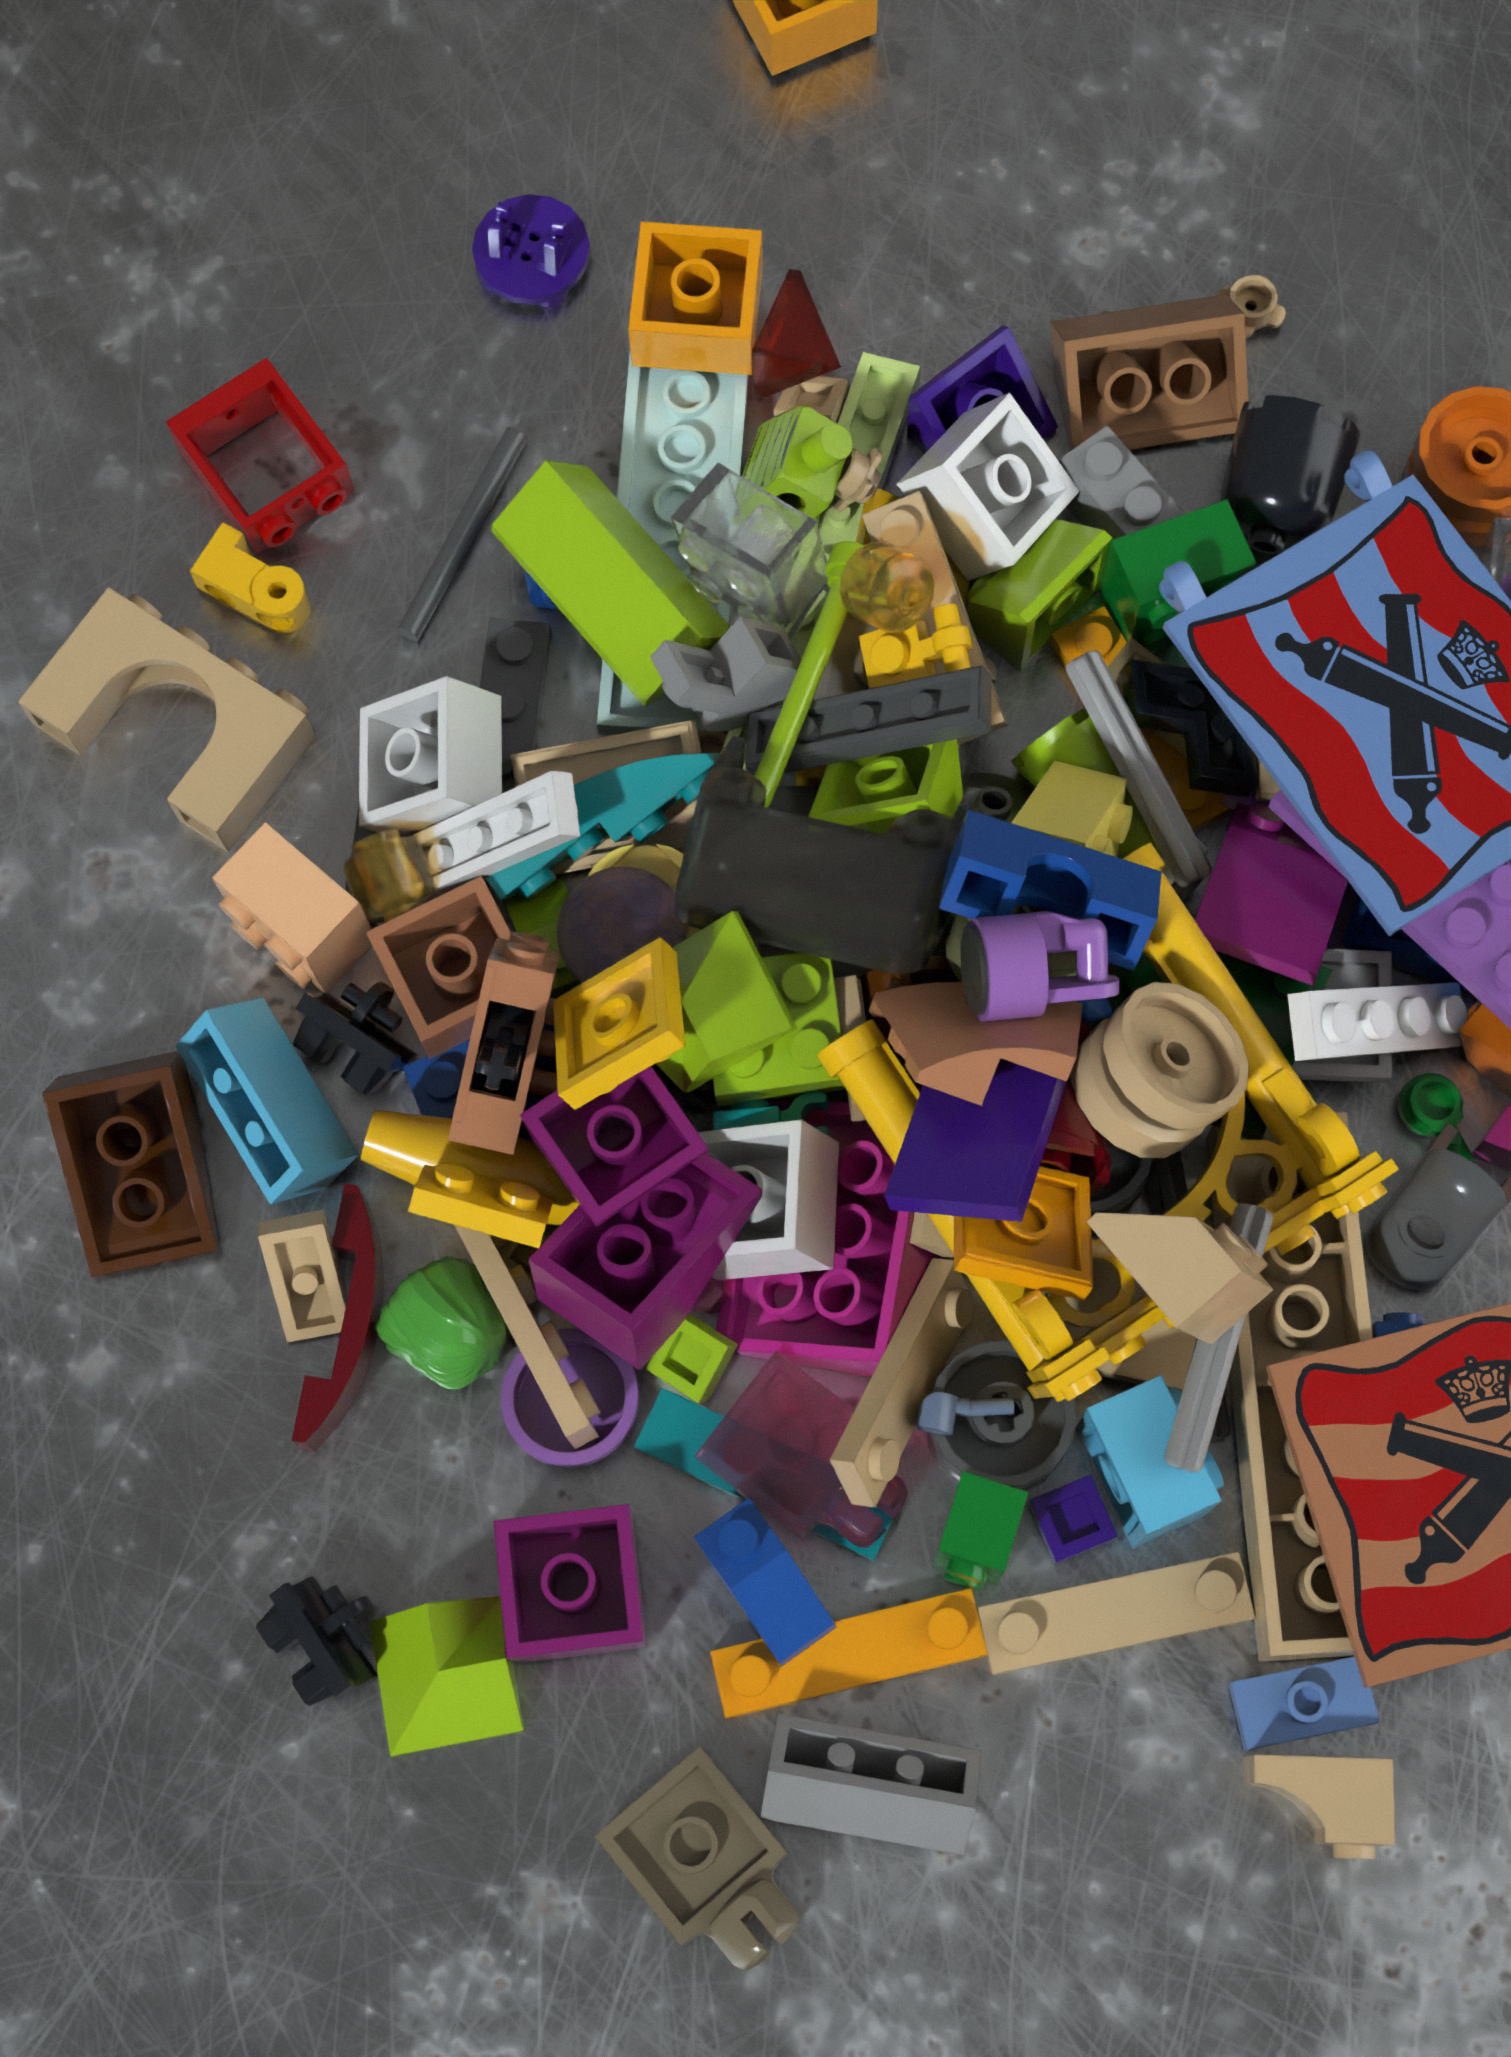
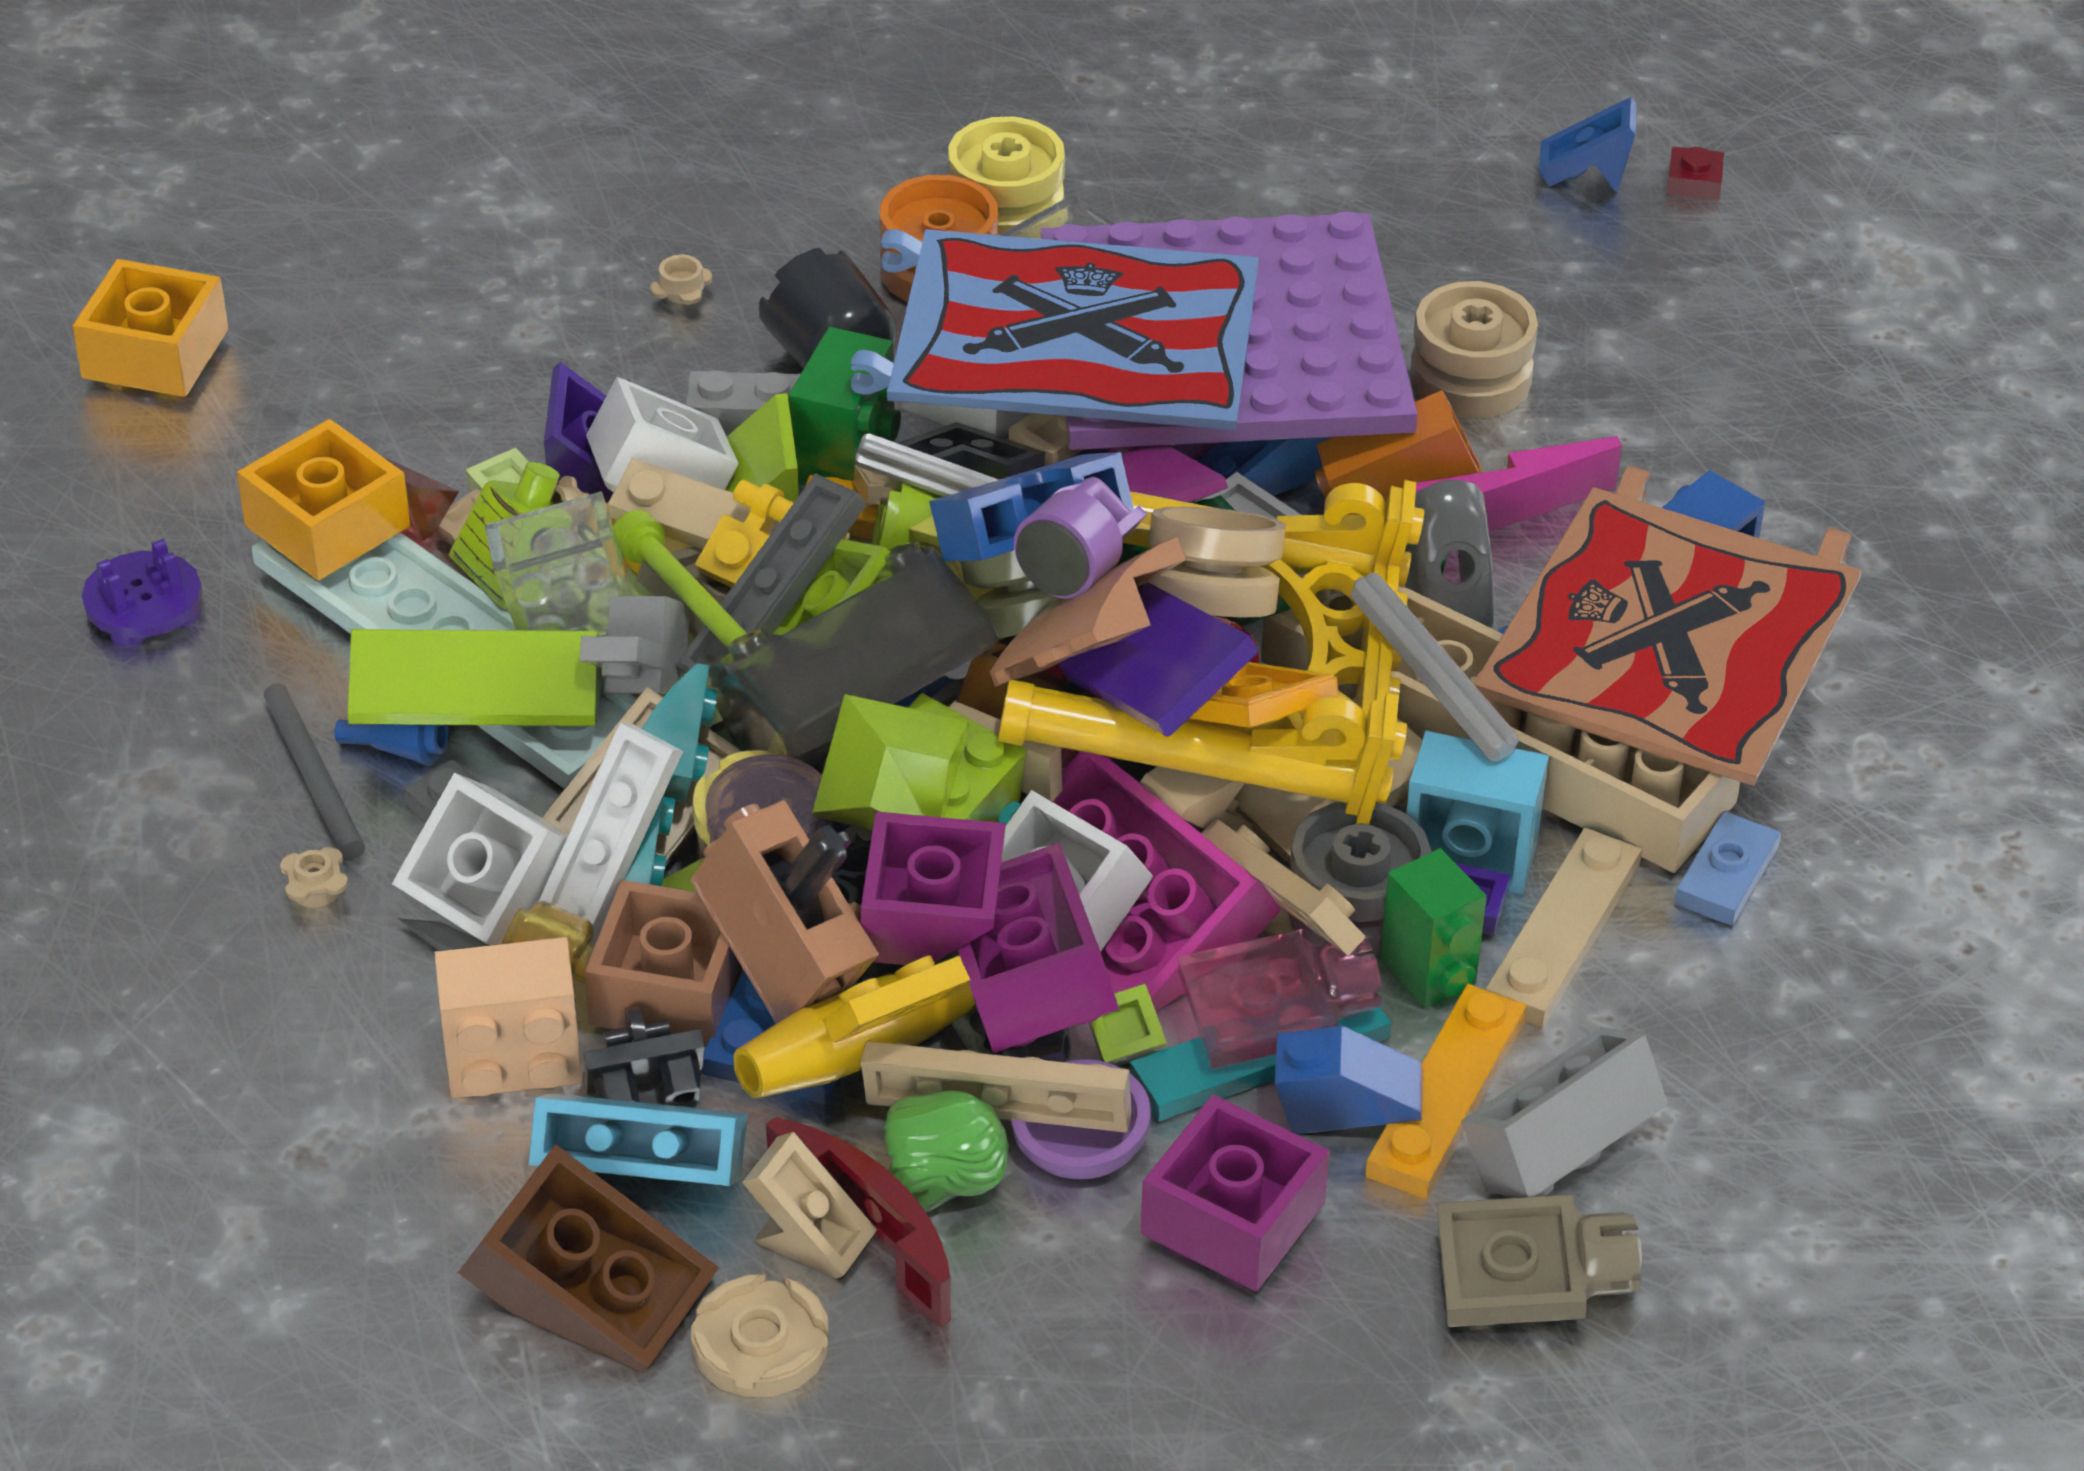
camera: 55 degrees left, 30 degrees down
(127, 649) = (309, 969): tan arch -> none
(183, 1331) = (759, 1336): none -> tan tile
(234, 411) = (103, 794): red window -> none
(248, 586) = (198, 904): yellow leg -> none
(329, 1634) = (1115, 1375): black hips -> none
(358, 650) = (314, 877): none -> tan plate
(445, 1675) = (1223, 1333): lime slope -> none
(618, 1023) = (867, 782): yellow plate -> none
(887, 586) = (687, 505): clear yellow head -> none
(939, 1411) = (1331, 864): sand blue hand -> none
(1152, 372) = (674, 328): medium nougat slope -> none
(1188, 1269) = (1371, 609): tan slope -> none
(1340, 1796) = (1812, 882): tan arch -> none
(1376, 1020) = (1281, 486): white plate -> none

